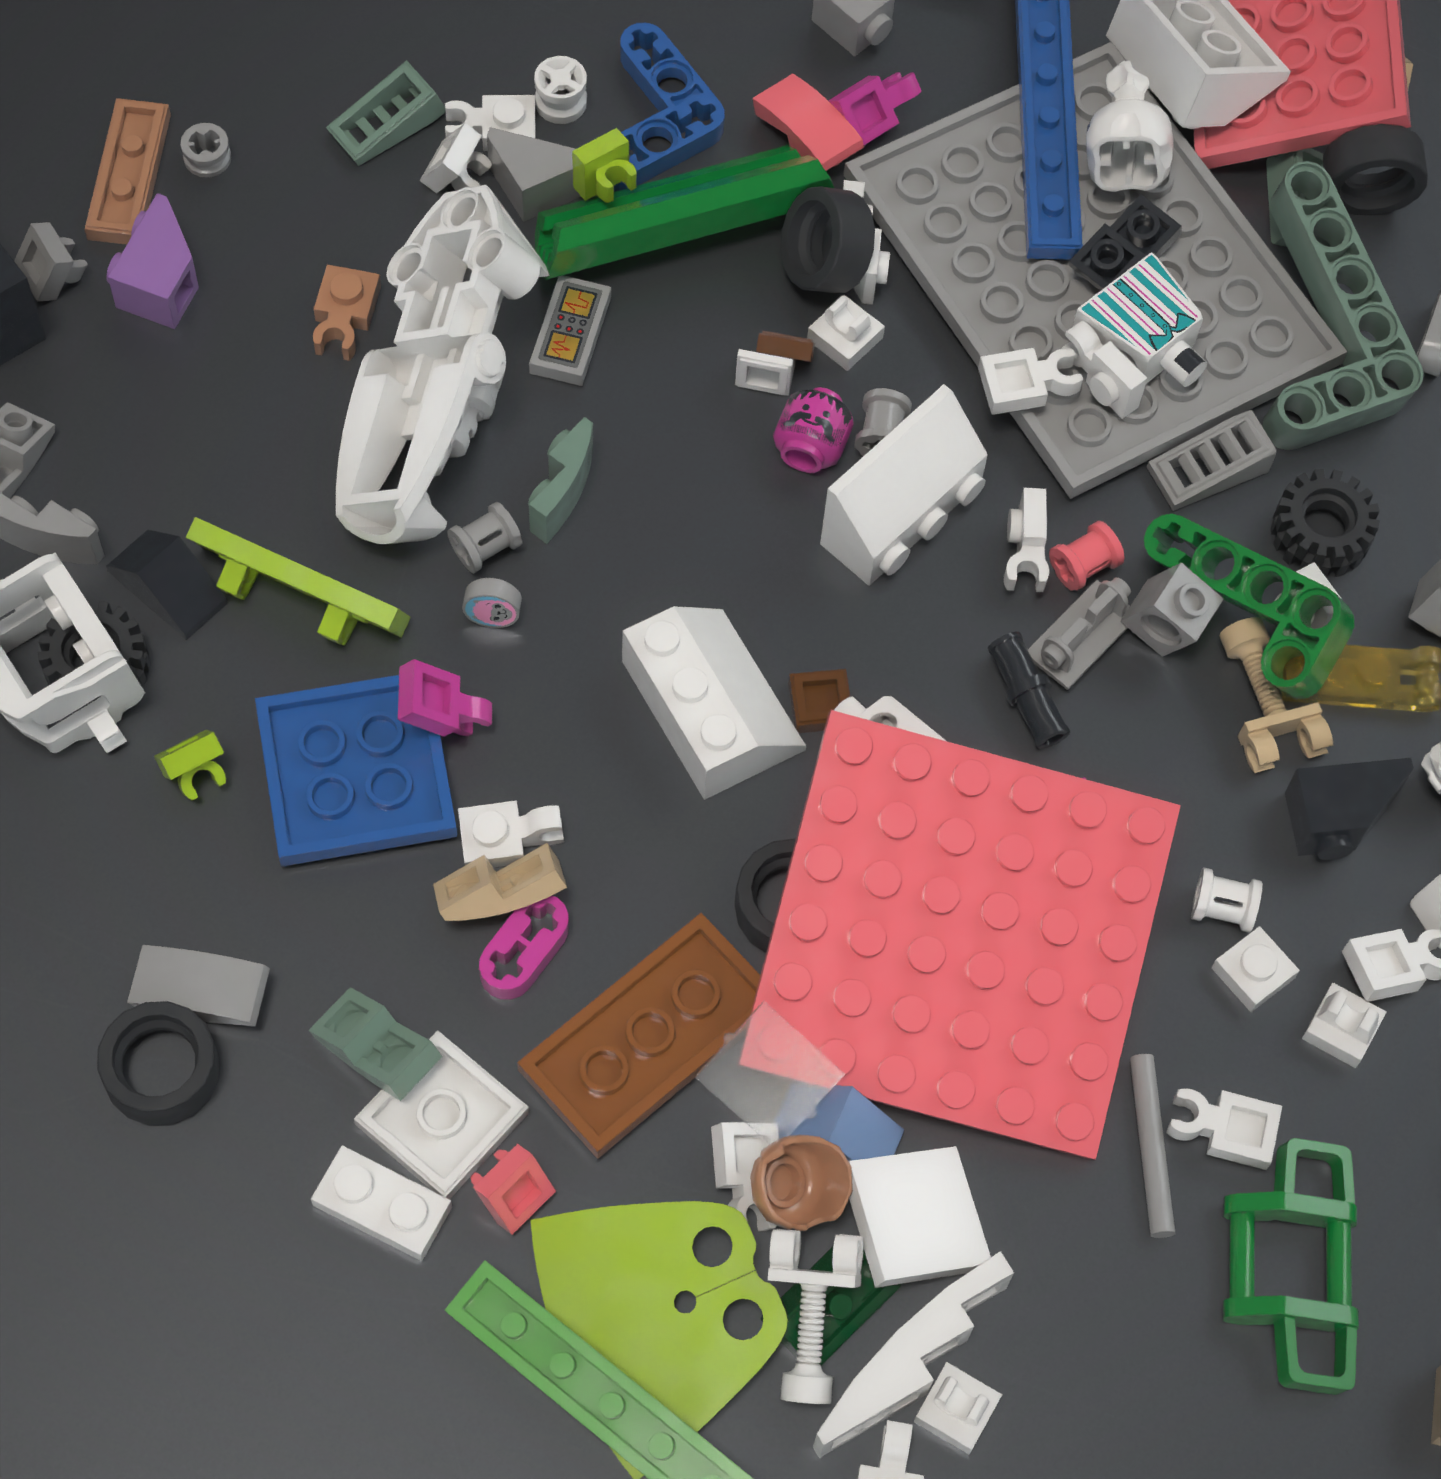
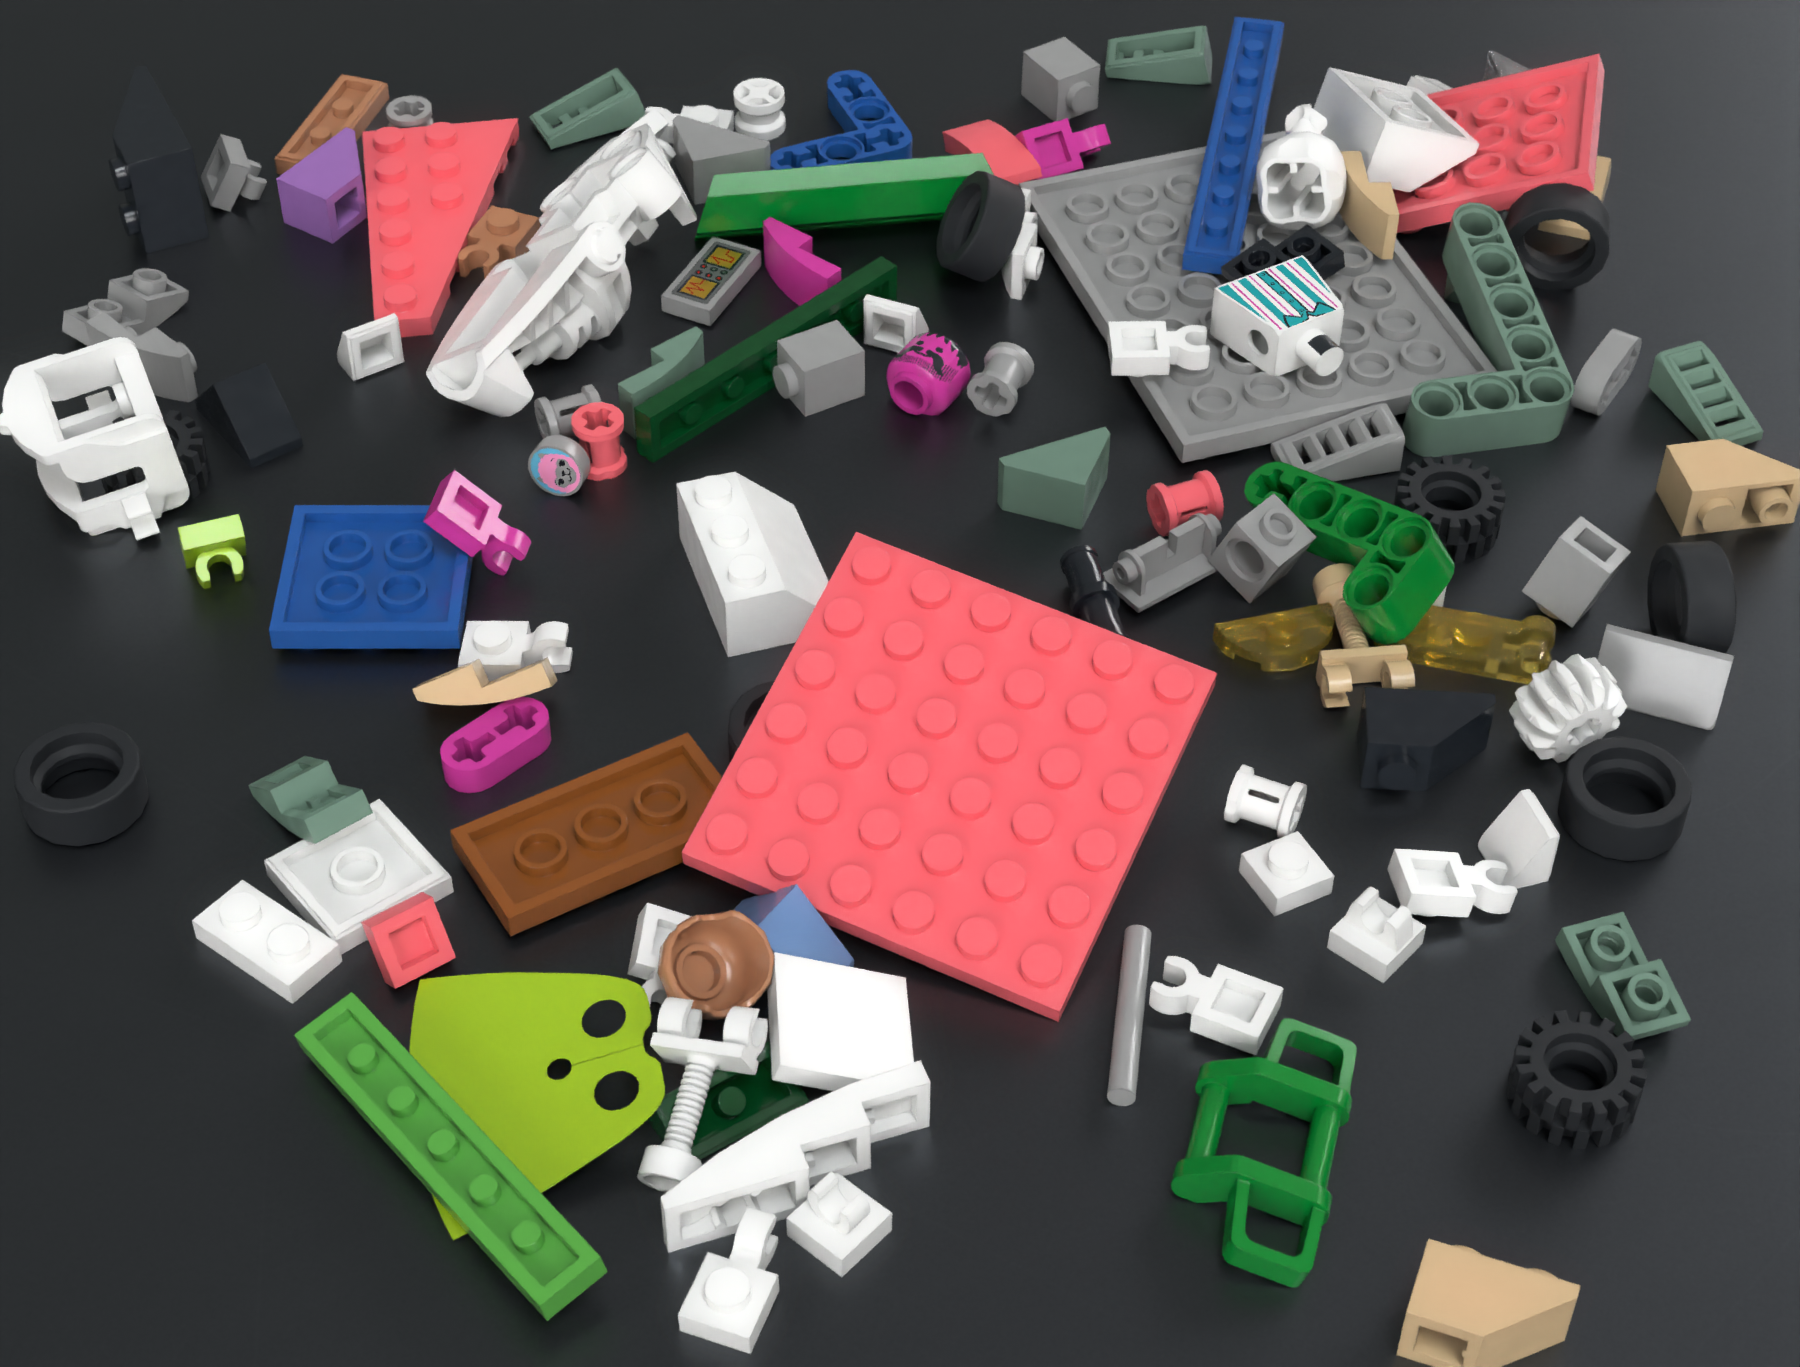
camera: 15 degrees right, 20 degrees down
(209, 984) = (161, 724): light grey slope -> none
(248, 560) = (408, 444): lime hinge -> none
(257, 268) = (421, 203): none -> coral wing
(263, 478) = (371, 347): none -> white slope
(517, 565) = (599, 440): none -> coral bush
(603, 165) = (775, 145): lime tile -> none
(643, 298) = (792, 262): none -> dark pink slope
(644, 446) = (747, 368): none -> dark green plate
(709, 439) = (820, 368): none -> light grey brick
(769, 1074) = (709, 857): clear piece -> none
(785, 346) = (930, 304): reddish brown tile -> none
(846, 332) = (985, 310): white tile -> none
(904, 488) = (996, 406): white slope -> none
(964, 548) = (1056, 479): none -> sand green slope
(1029, 530) = (1124, 479): white plate -> none
(1110, 373) = (1241, 349): white plate -> none
(1197, 166) = (1369, 208): none -> tan slope
(1200, 701) = (1278, 639): none -> clear yellow plate

